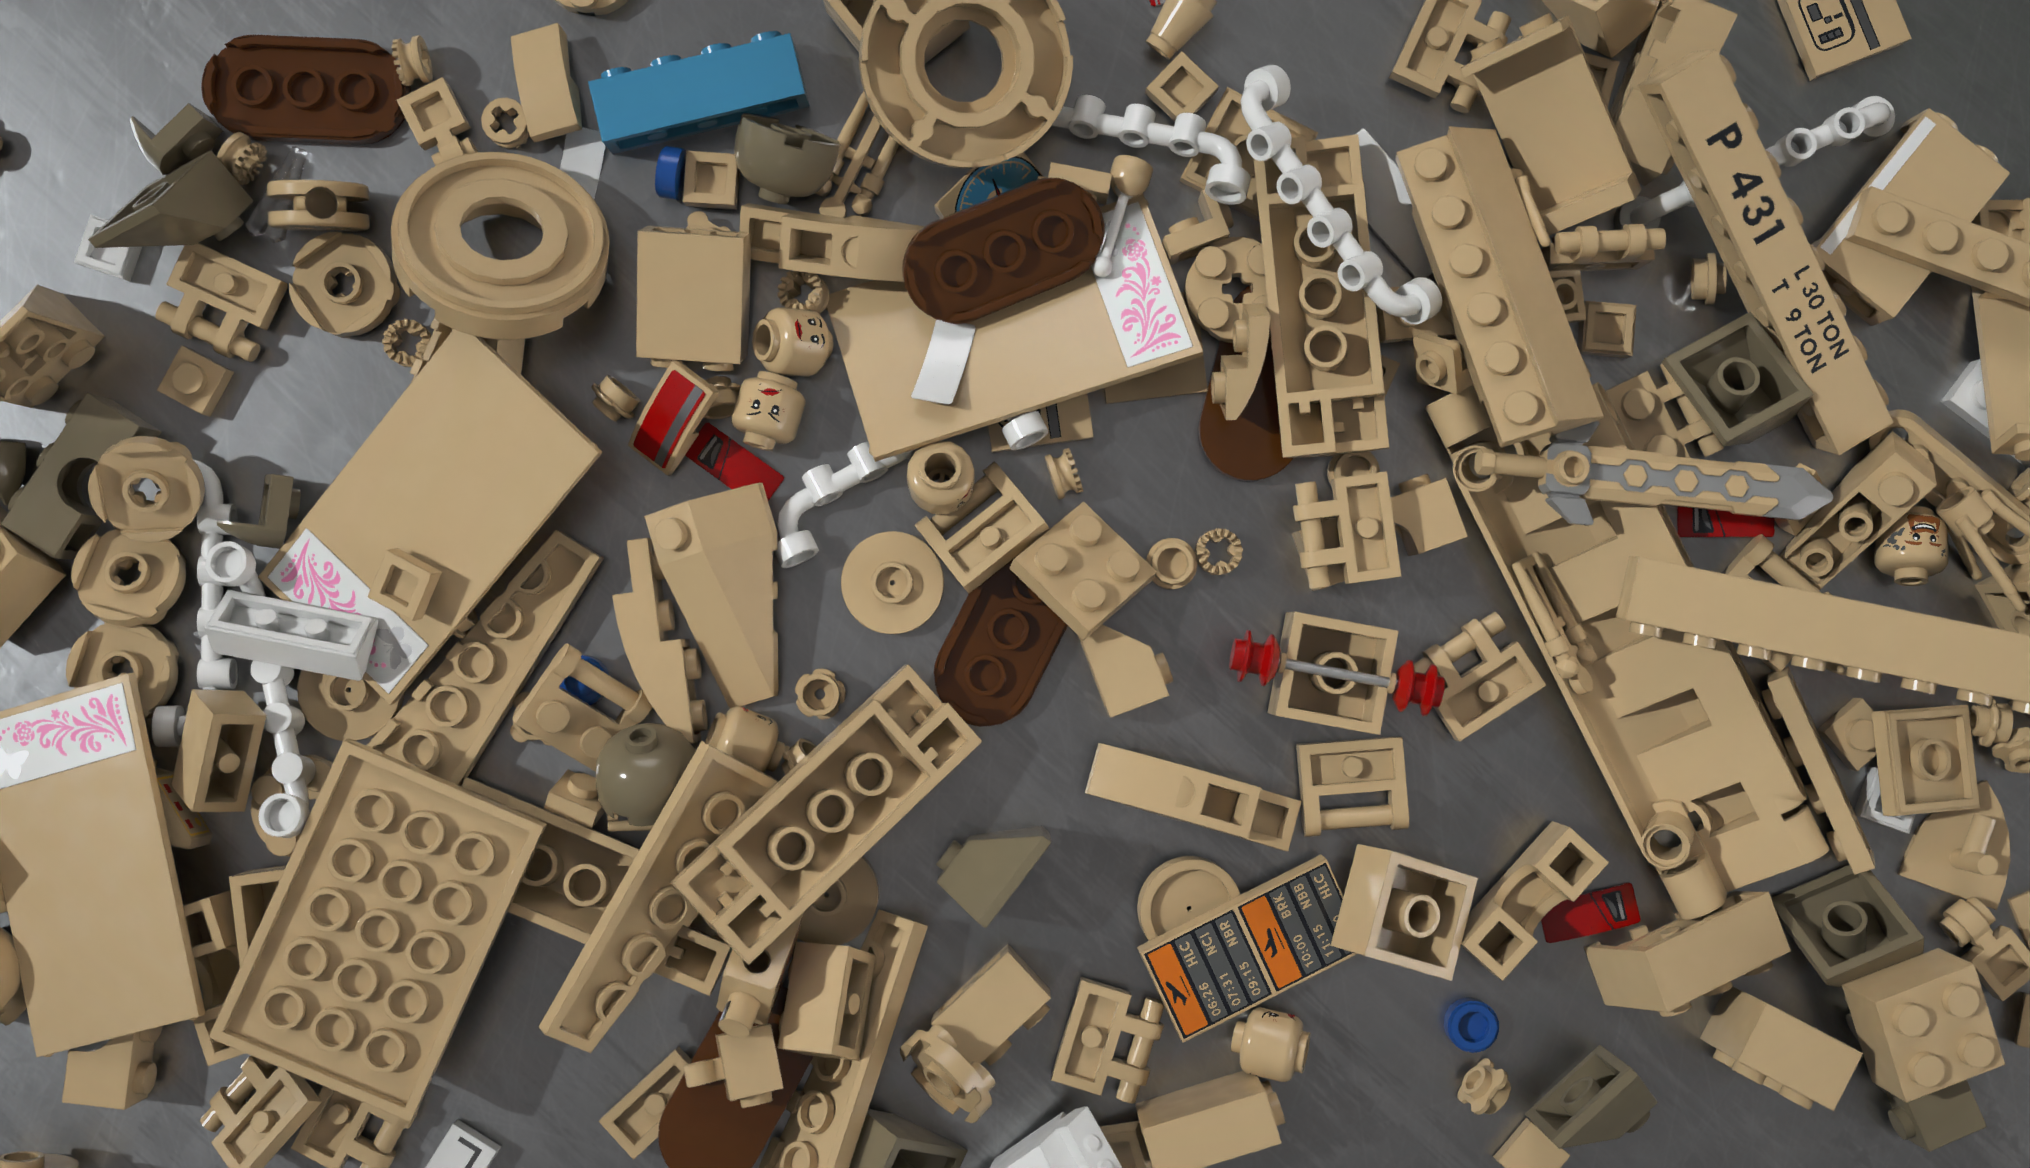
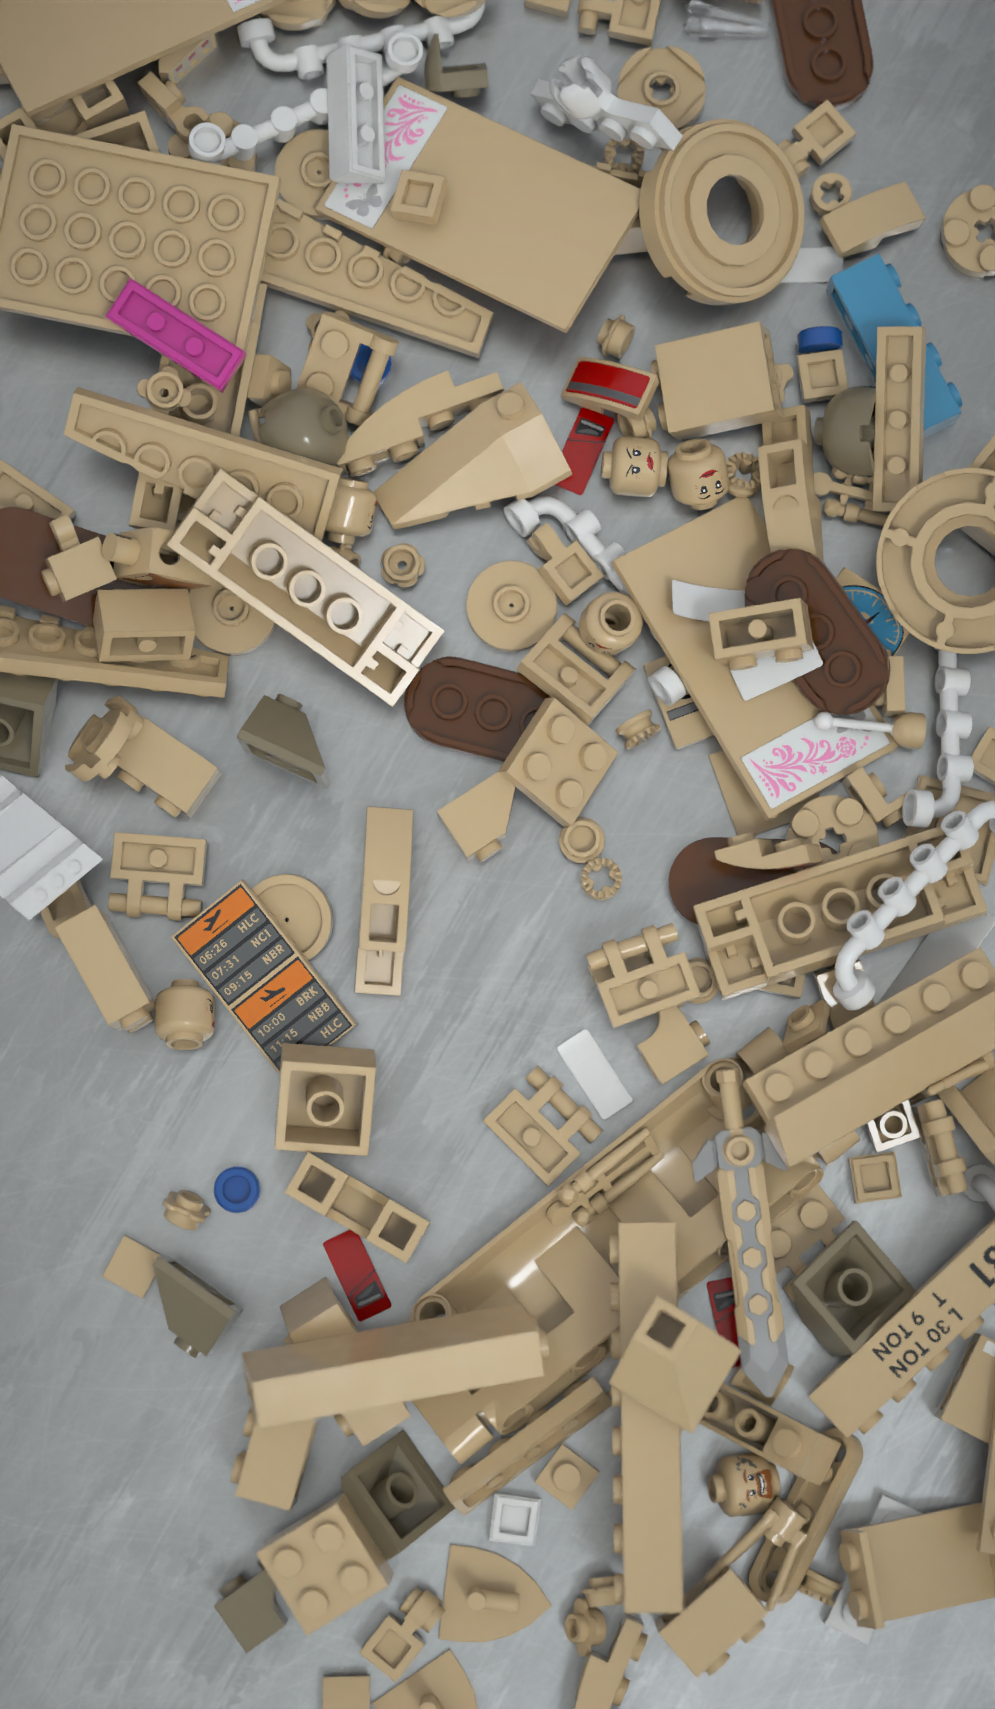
camera: 80 degrees right, 5 degrees down
(218, 750) = (246, 77): tan brick -> none
(227, 844) = (167, 103): none -> tan plate
(318, 205) = (721, 56): tan head -> none
(343, 363) = (592, 107): none -> white plate
(413, 60) = (864, 105): tan bush -> none
(503, 899) = (176, 335): none -> dark pink tile
(553, 917) = (168, 380): none -> tan plate
(779, 100) = (898, 413): none -> tan plate
(866, 509) = (567, 569): none -> tan plate
(996, 310) = (761, 632): none -> tan brick
(1032, 304) = (771, 674): none -> white sticker
(1335, 672) = (518, 993): tan brick -> none
(1347, 769) = (438, 1034): tan plate -> none
(1430, 605) = (594, 1074): none -> white sticker
(1707, 278) = (936, 1252): tan plate -> none
(1735, 907) = (393, 1364): none -> tan brick
(1810, 593) = (674, 1364): none -> tan slope
(1925, 760) = (557, 1538): tan tile -> none

